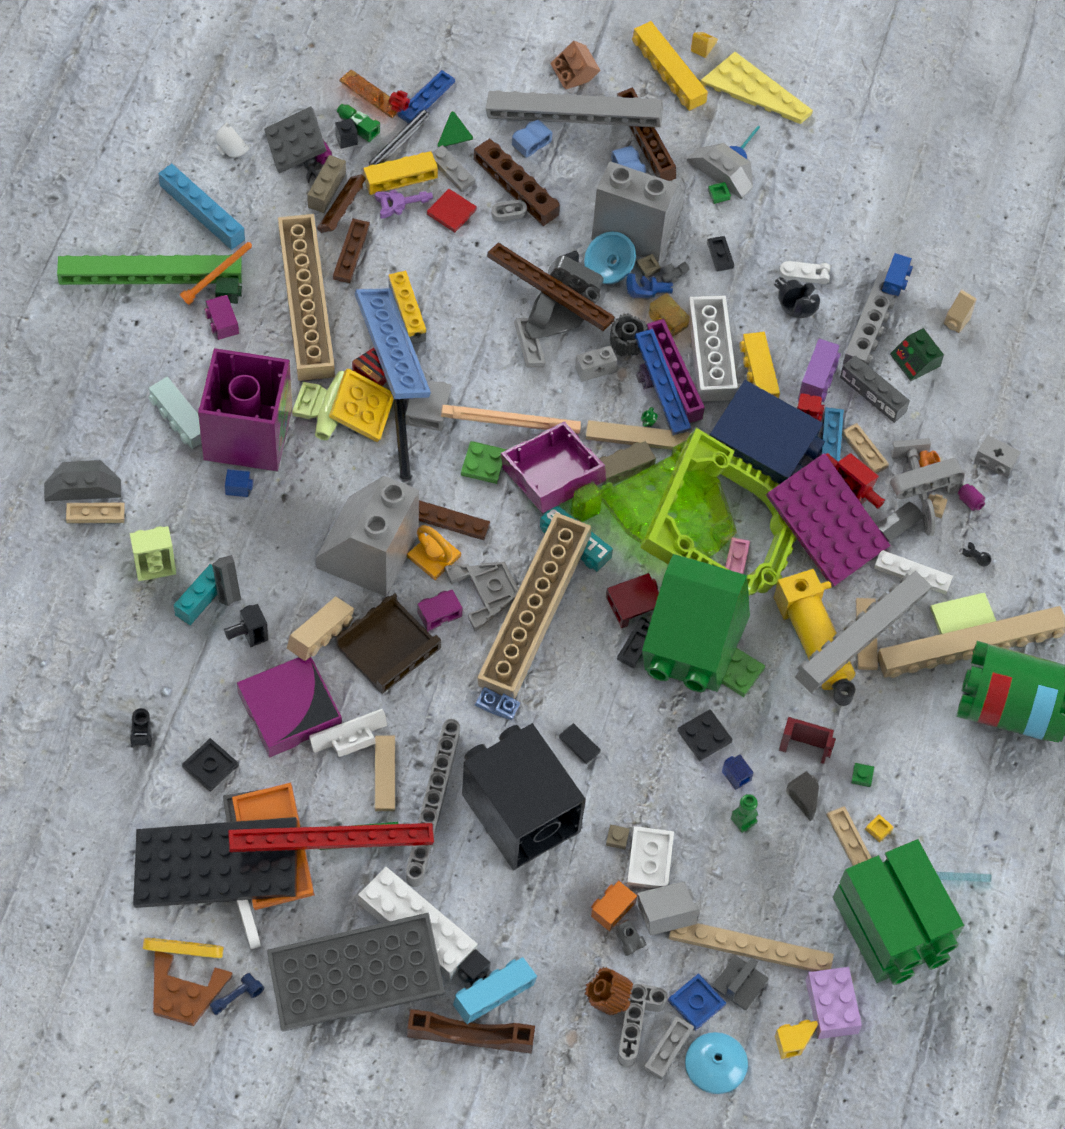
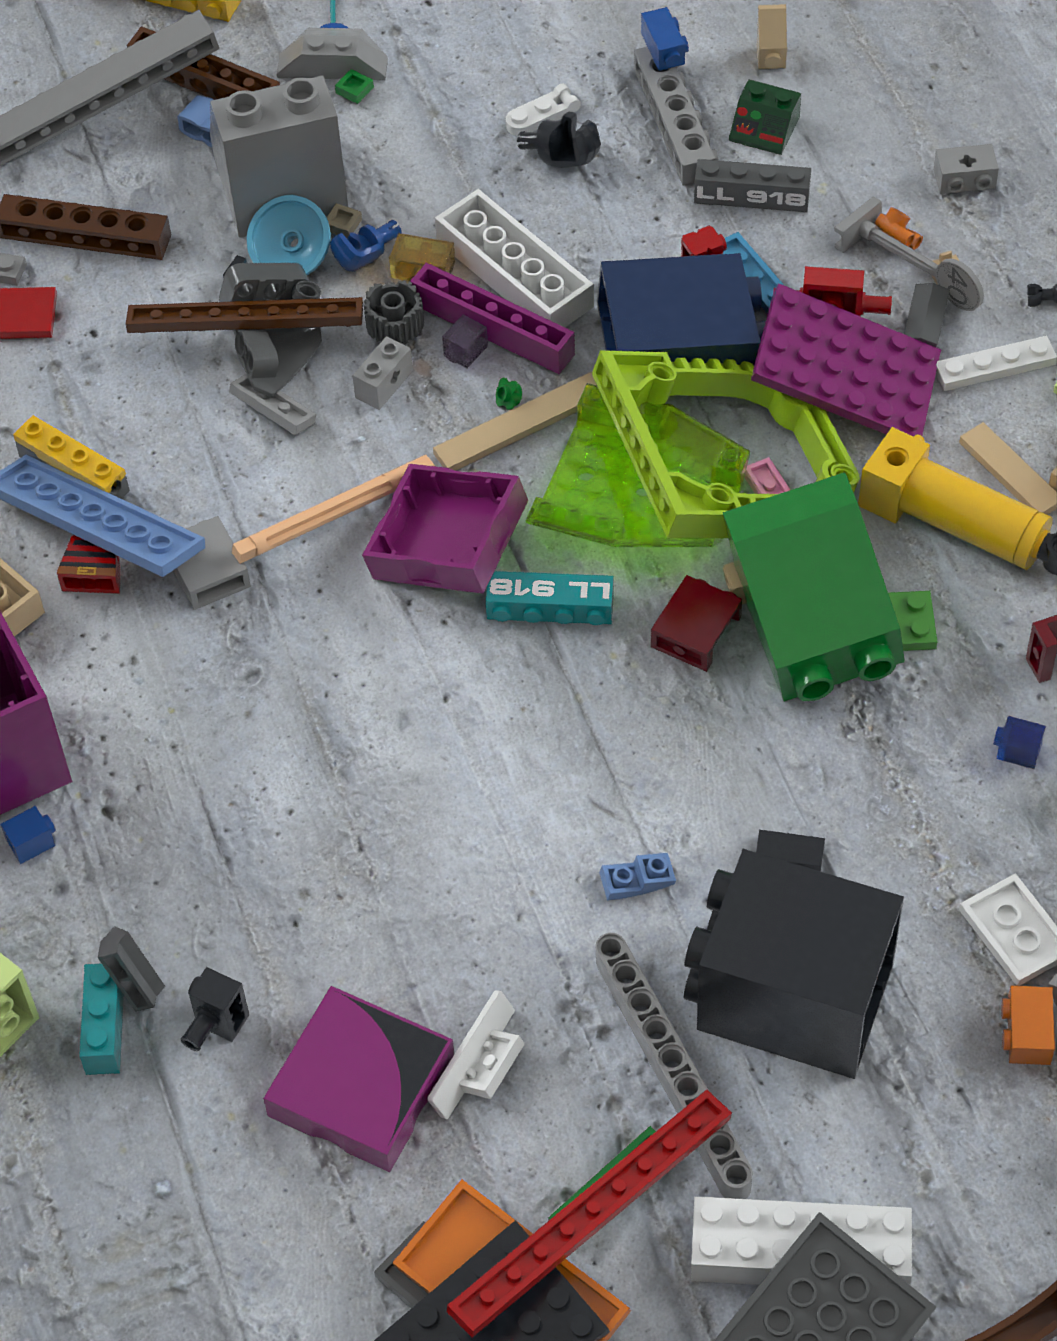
camera: 30 degrees left, 5 degrees down
(141, 731) = (177, 1270): black piece -> none
(210, 764) = (315, 1243): black tile -> none
(317, 402) = (66, 651): yellowish green plate -> none
(320, 628) = (318, 943): tan brick -> none
(362, 405) = (118, 619): yellow plate -> none
(372, 535) = (283, 767): light grey slope -> none
(385, 773) = (571, 1076): tan tile -> none
(387, 644) = (421, 904): dark brown panel -> none
(402, 443) = (205, 628): black axle -> none
(432, 552) = (376, 742): light orange tile -> none
(439, 609) = (453, 808): magenta brick -> none
(453, 520) = (364, 687): reddish brown plate -> none
(474, 968) = (931, 1247): black brick -> none
(483, 462) = (342, 587): bright green plate -> none
(492, 584) = (494, 729): light grey wing -> none
(494, 990) = (987, 1255): medium azure brick -> none
(508, 210) = (102, 266): light grey plate -> none
(531, 138) = (56, 165): medium blue brick -> none
(534, 606) = (582, 715): tan brick -> none
(575, 65) = (38, 51): nougat slope -> none
(586, 502) = (528, 540): clear neon green brick -> none
(617, 837) = (948, 934): dark tan plate -> none
(627, 462) = (536, 459): dark tan brick -> none
(633, 647) = (746, 673): black plate -> none
(662, 382) = (493, 336): blue plate -> none
(671, 274) = (382, 211): dark grey plate -> none
(704, 735) = (935, 727): black plate -> none
(720, 253) = (419, 152): black plate -> none
(759, 362) = (581, 240): yellow brick -> none
(821, 369) = (671, 202): medium lavender brick -> none
(862, 632) = (1020, 463): light grey brick -> none
(864, 448) = (793, 259): tan tile -> none
(928, 478) = (932, 224): light grey beam -> none
(971, 497) = (981, 233): magenta brick -> none

